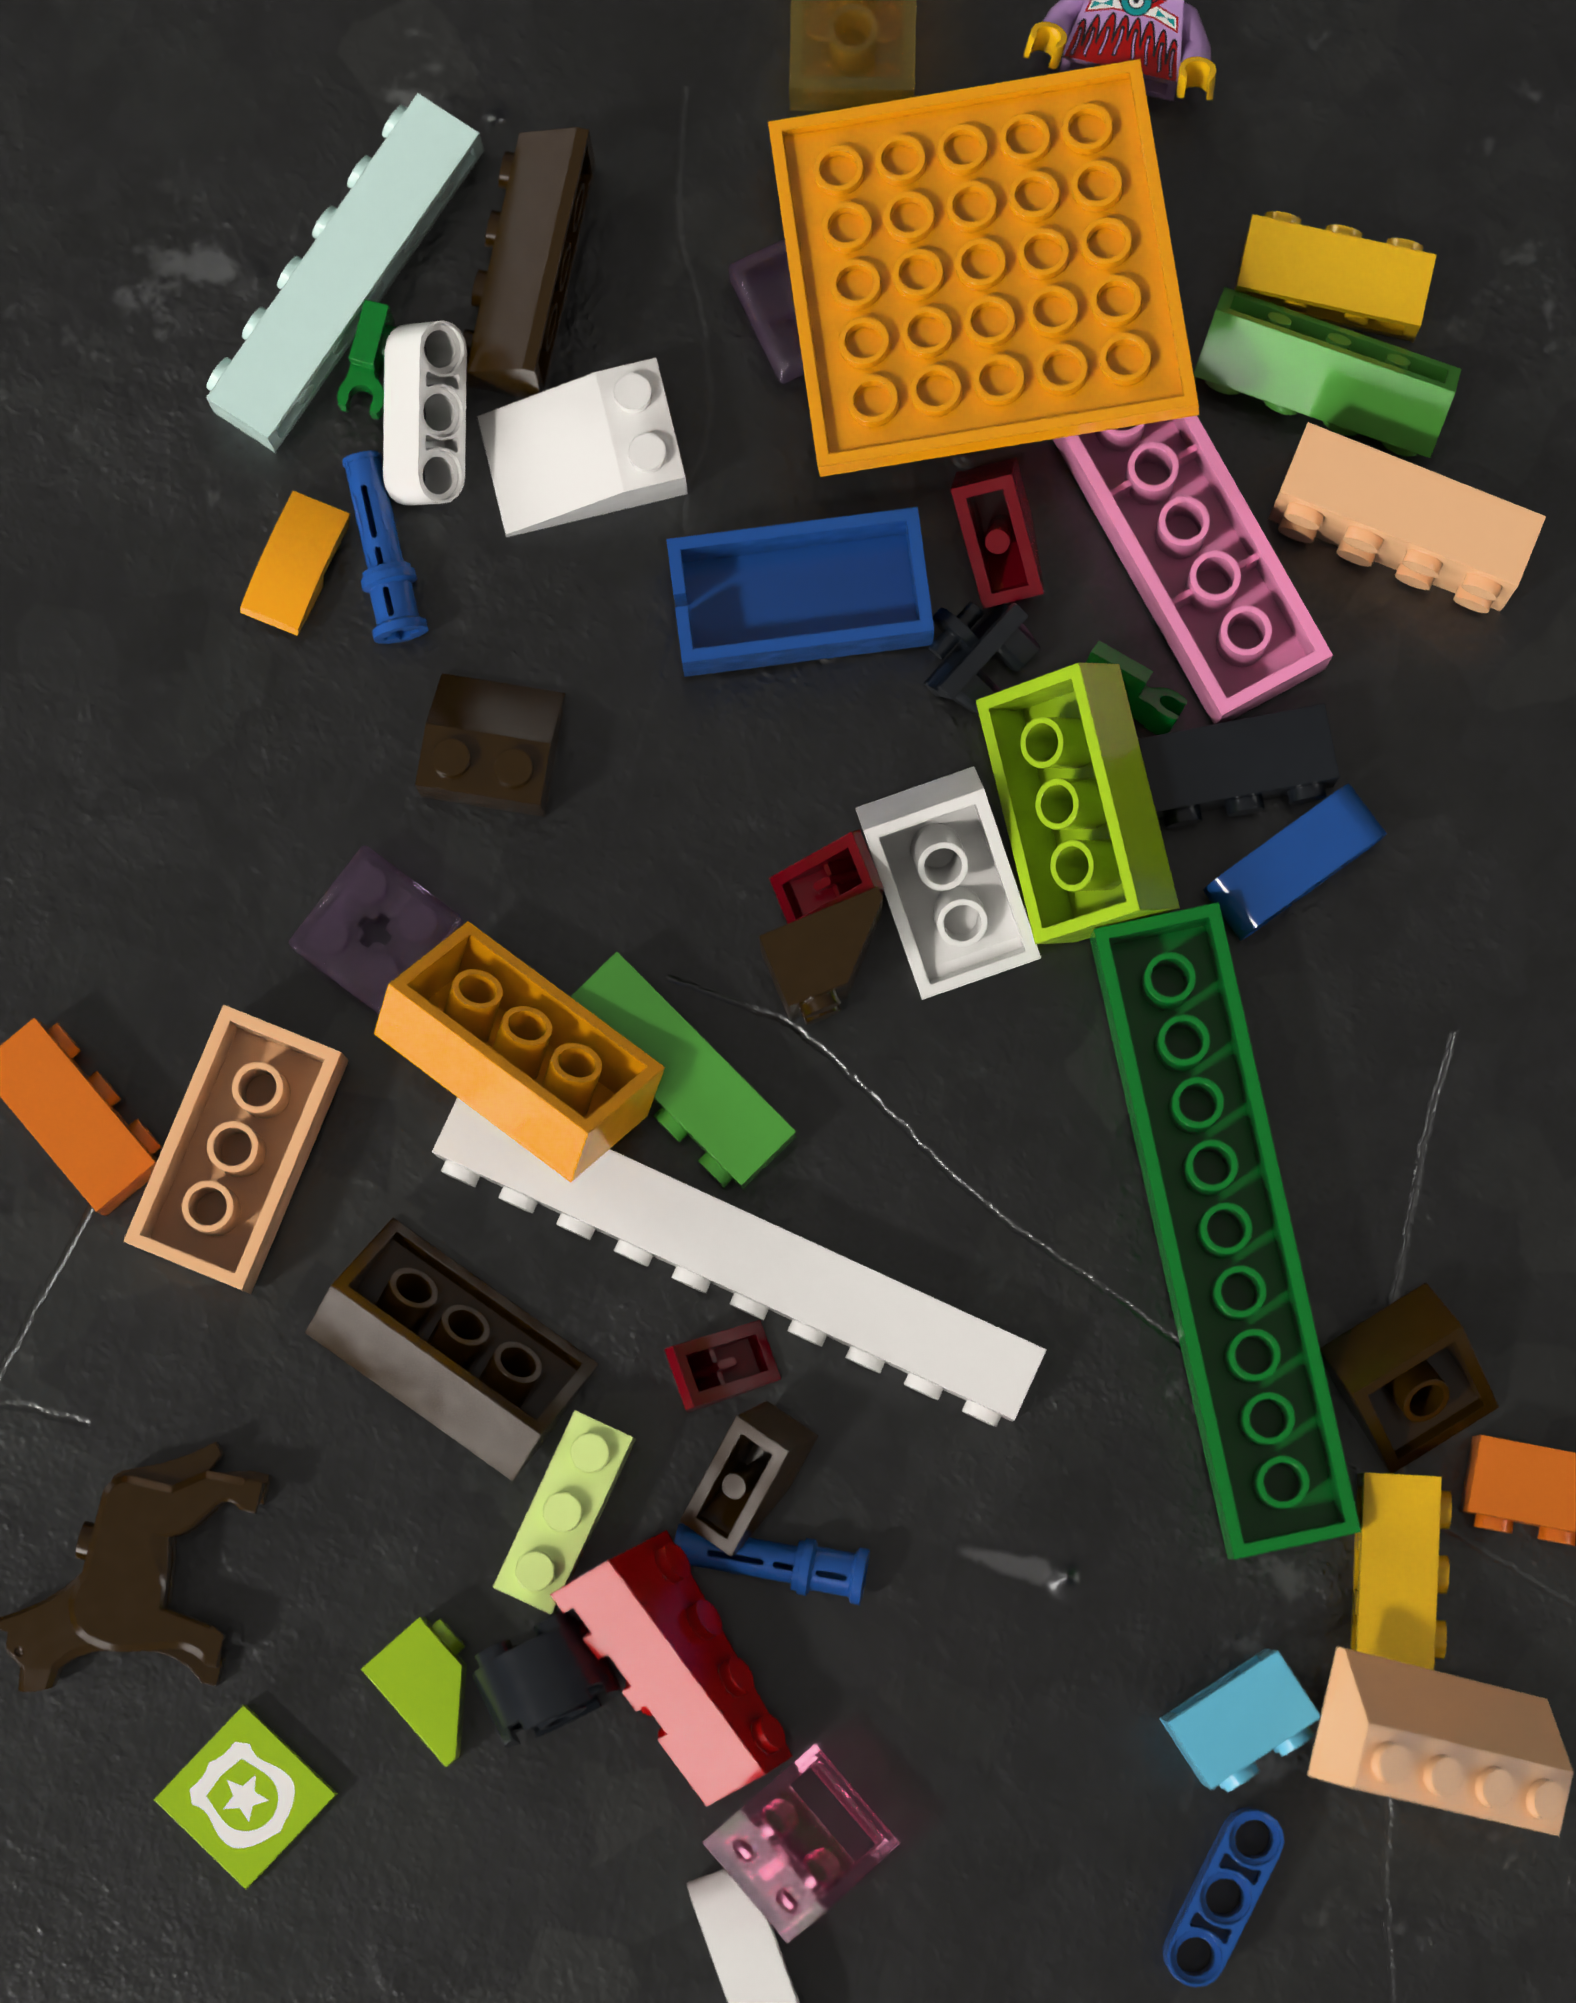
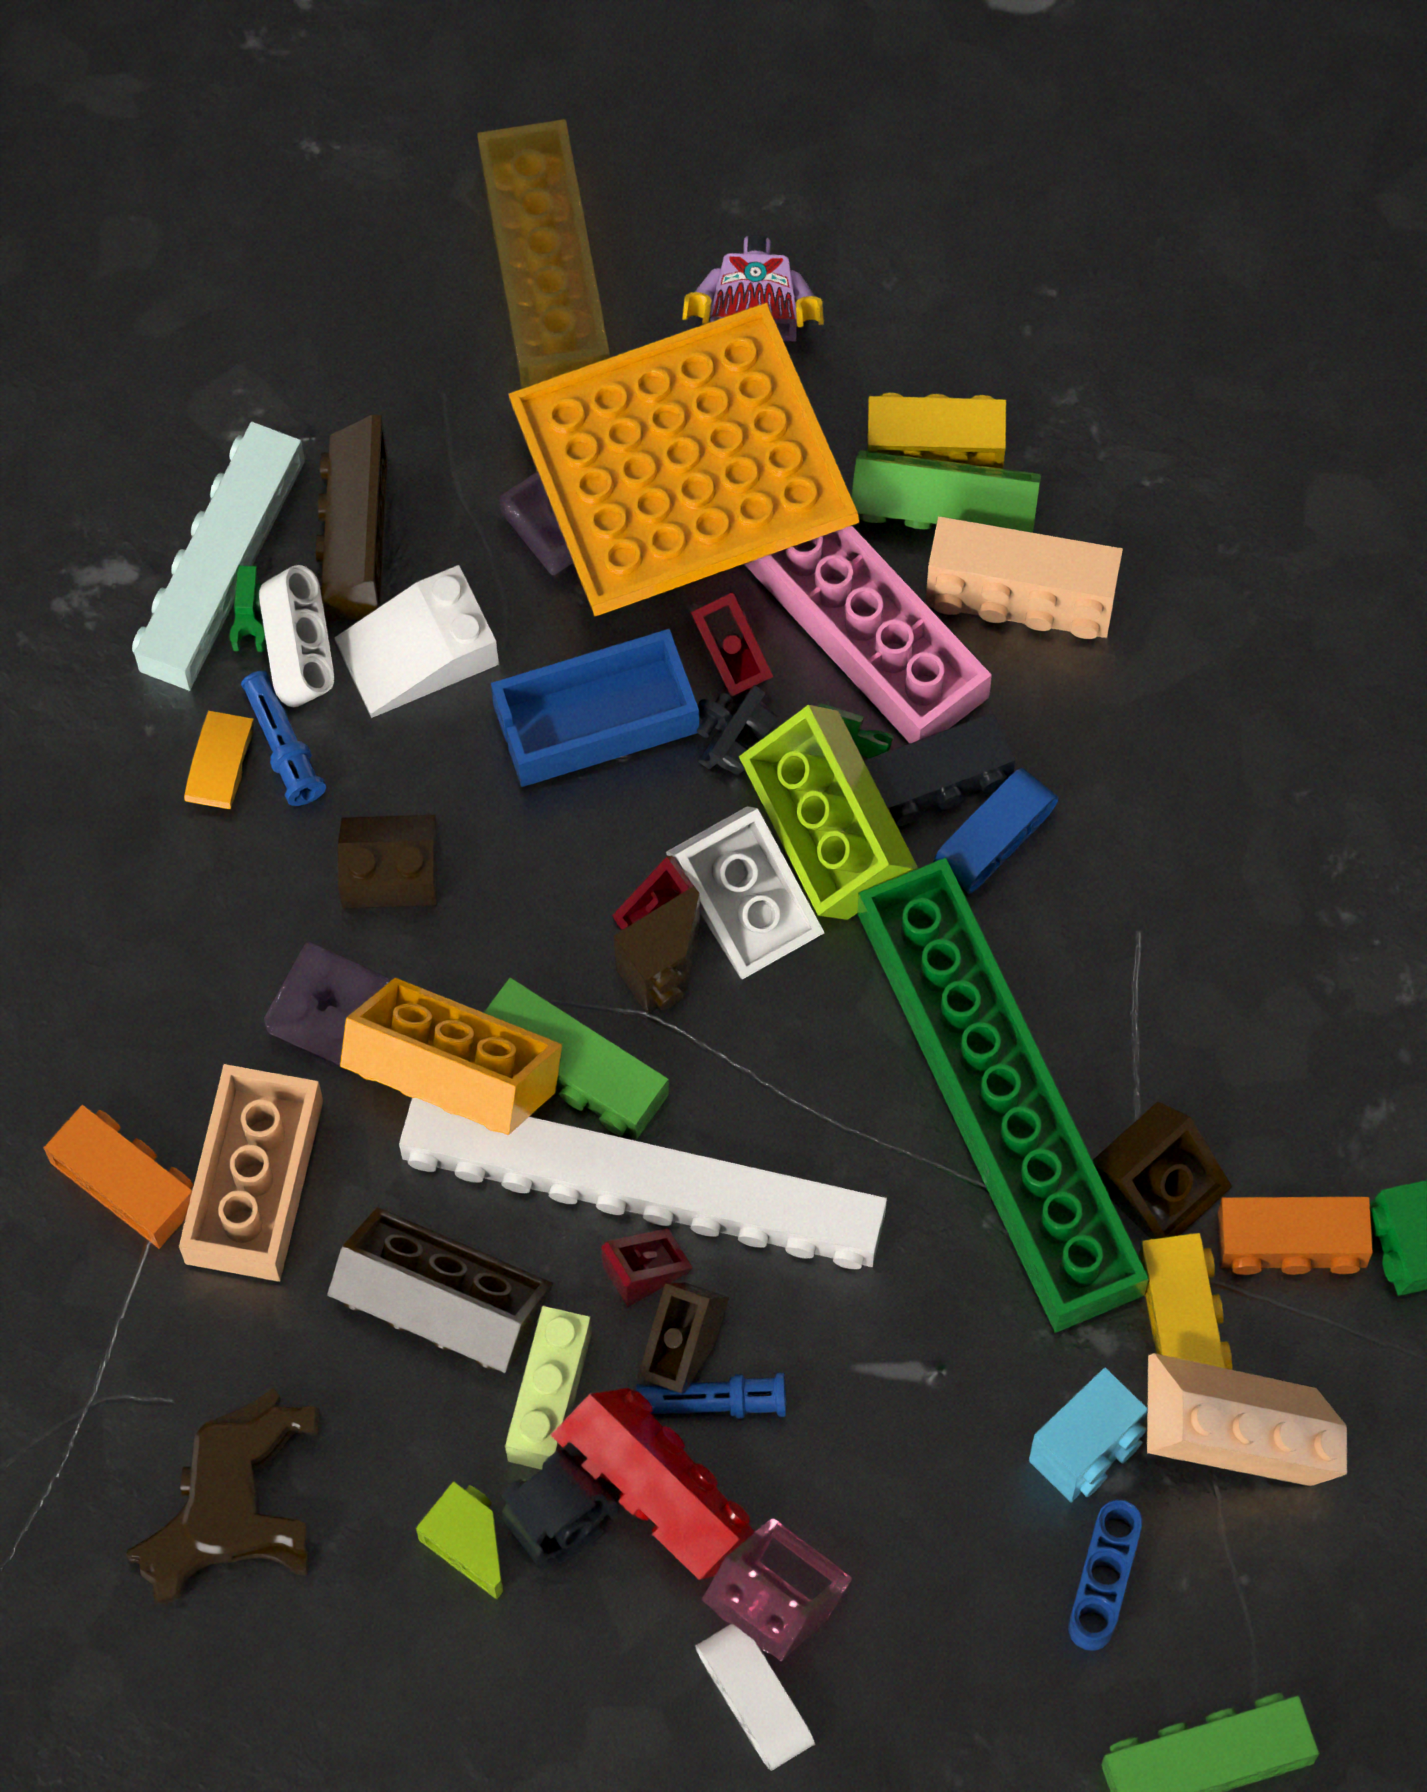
camera: 15 degrees left, 15 degrees down
(245, 1796) = (343, 1651): lime tile -> none

